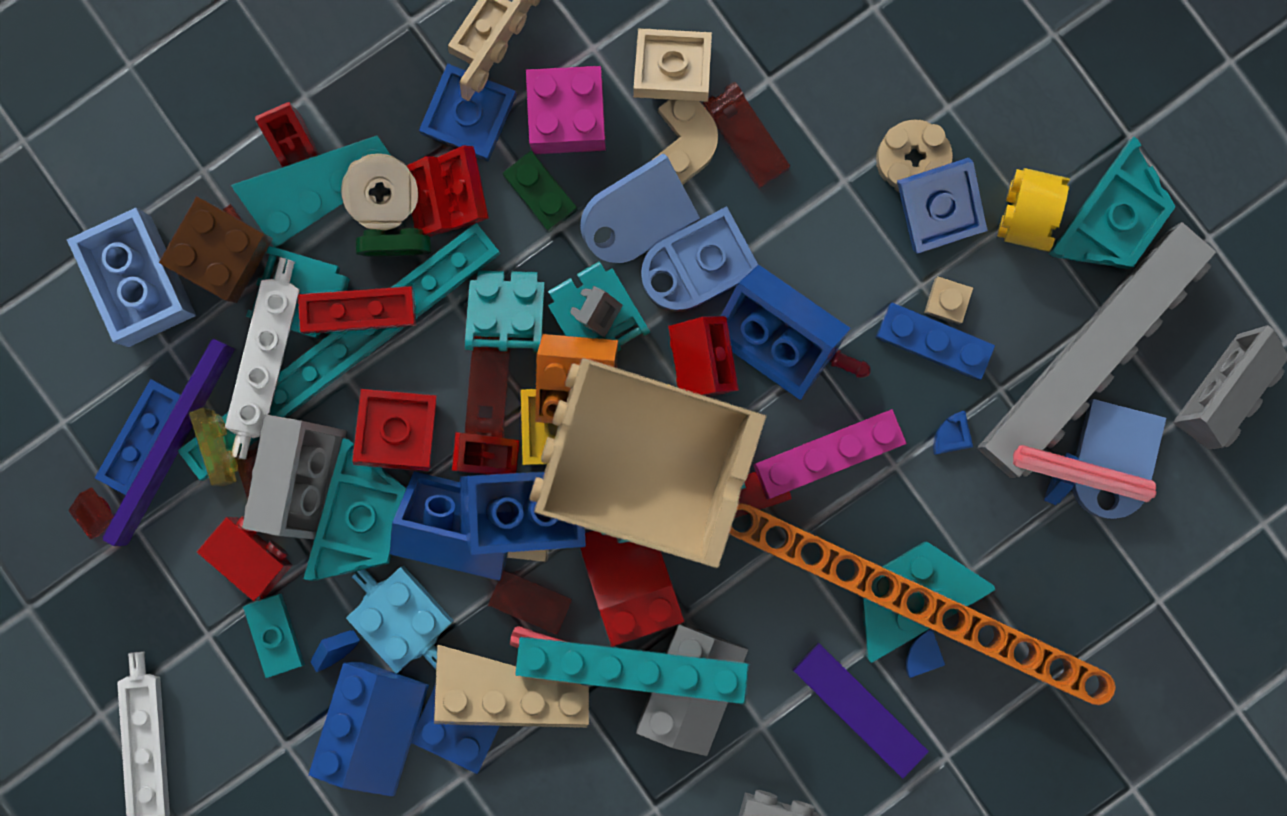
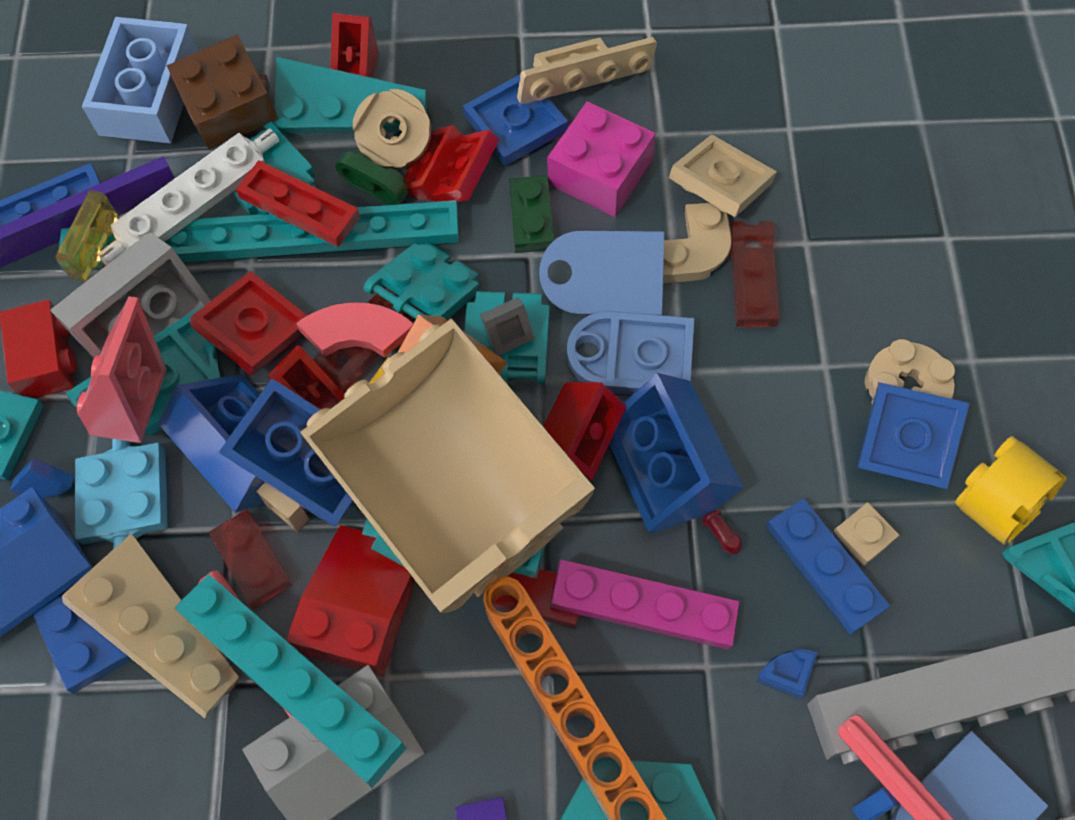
camera: 35 degrees right, 20 degrees down
(349, 548) = (123, 379): none -> coral slope
(480, 382) = (355, 325): none -> coral tile

